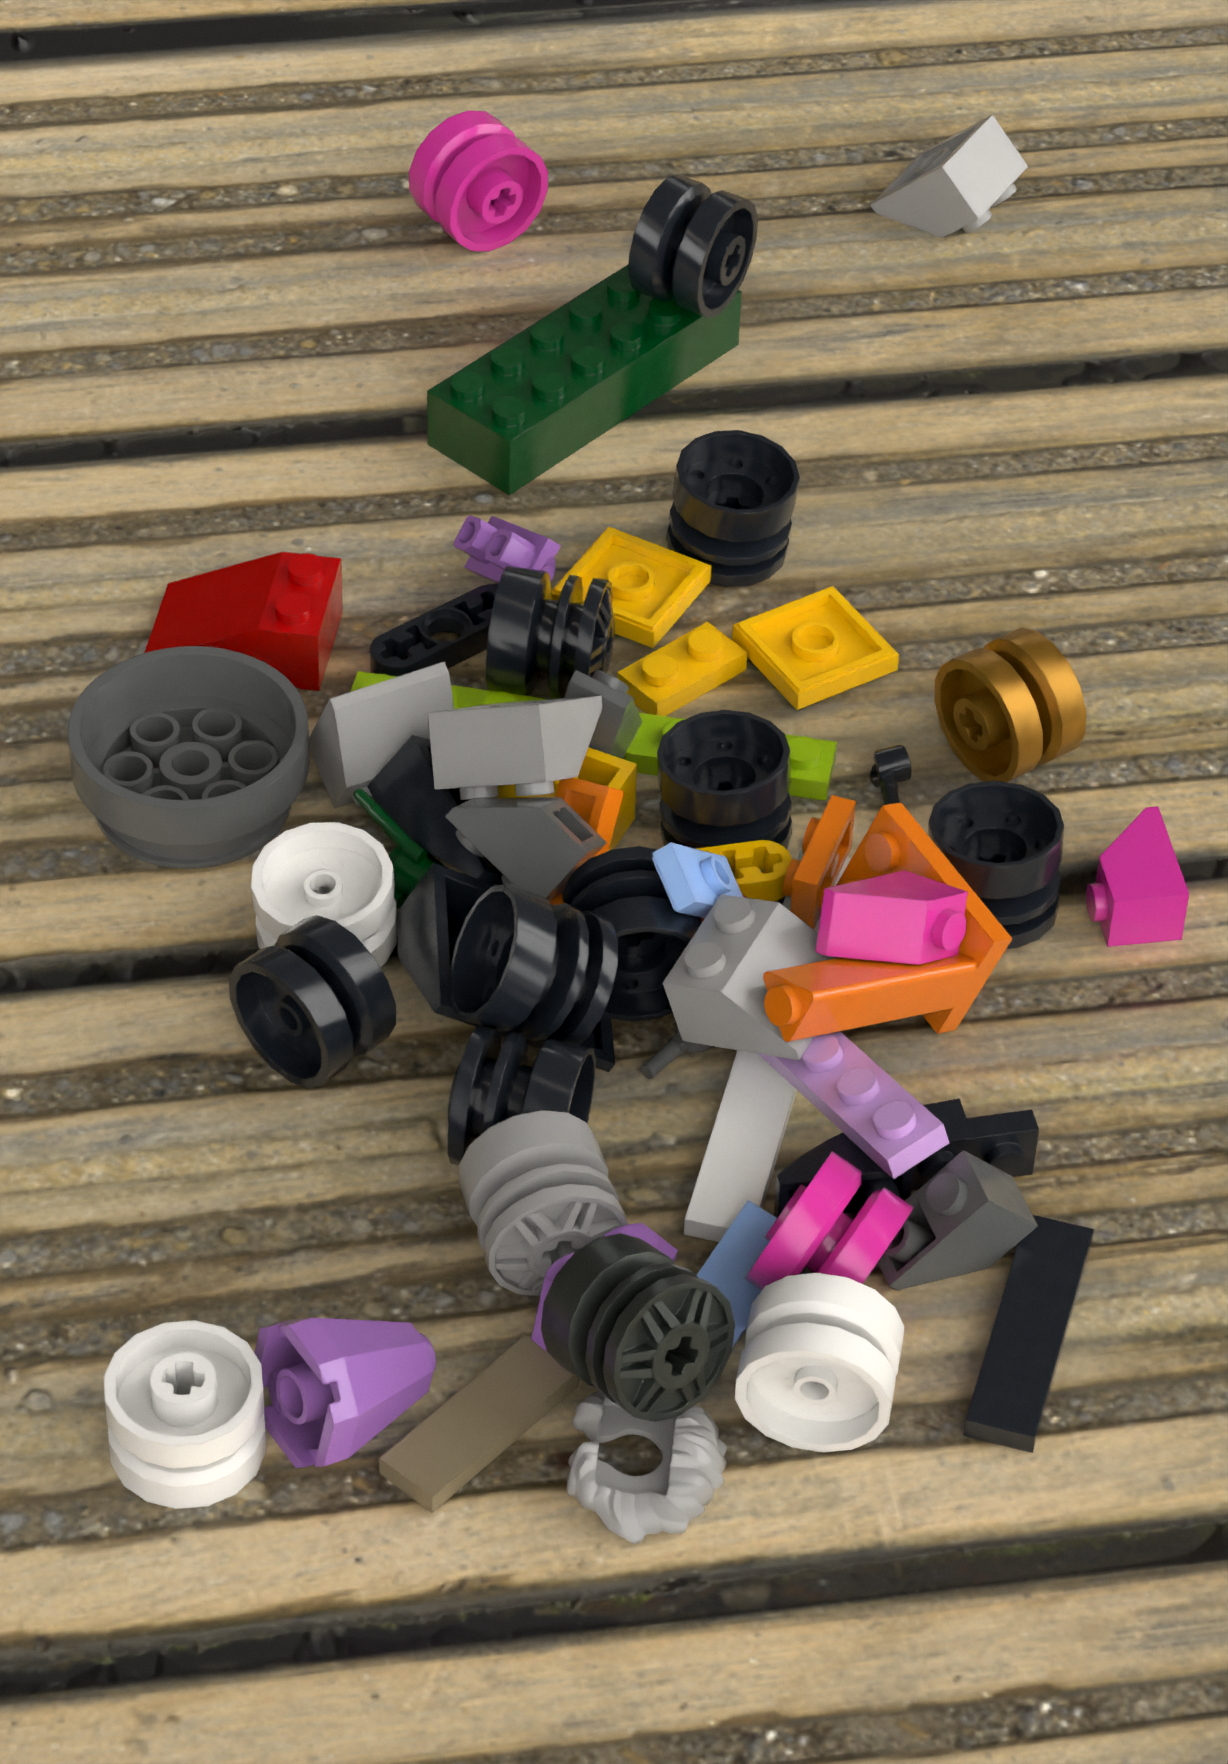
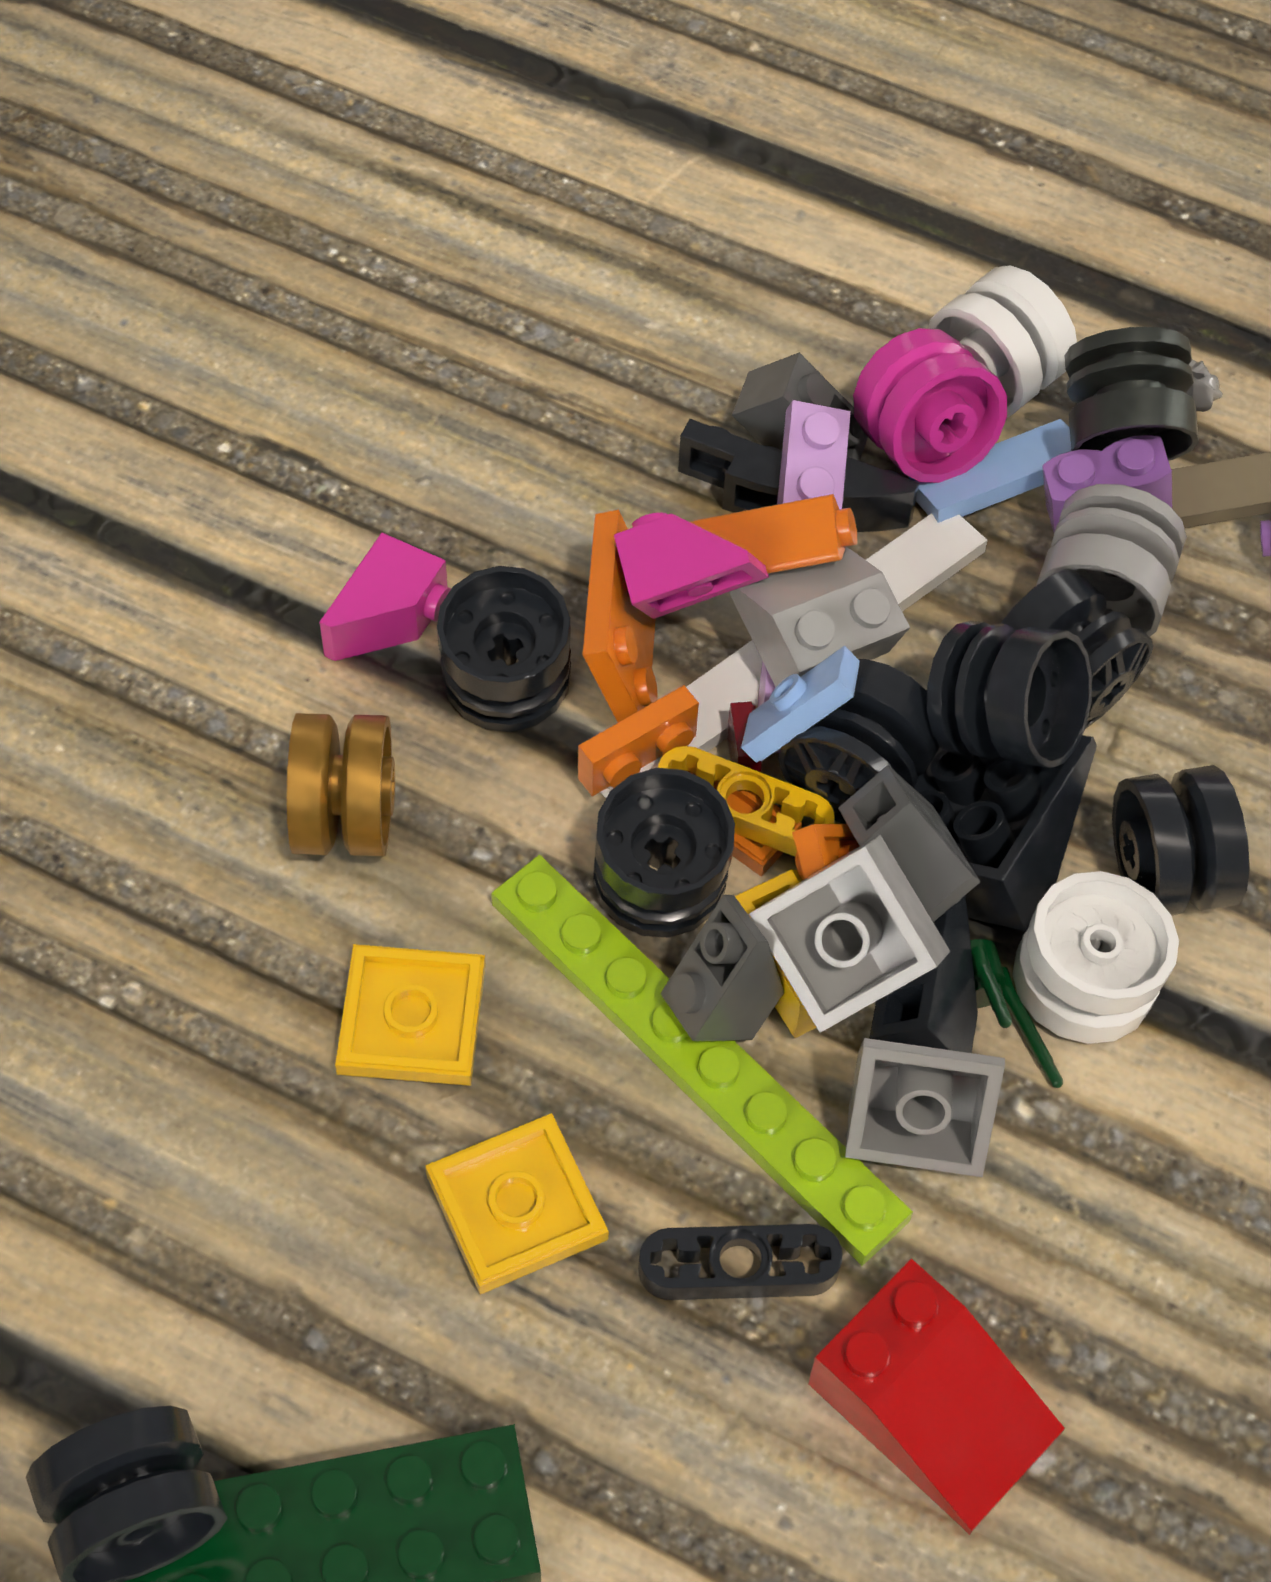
camera: 145 degrees left, 15 degrees up
(189, 754) = (1154, 1122): dark grey wheel -> none
(501, 545) = (619, 1288): medium lavender hips -> none
(545, 634) = (675, 1130): black wheel -> none
(683, 670) = (548, 1077): yellow plate -> none
(733, 505) = (358, 1160): black wheel -> none
(890, 767) = (470, 846): black hand -> none
(1028, 1335) = (815, 330): black tile -> none

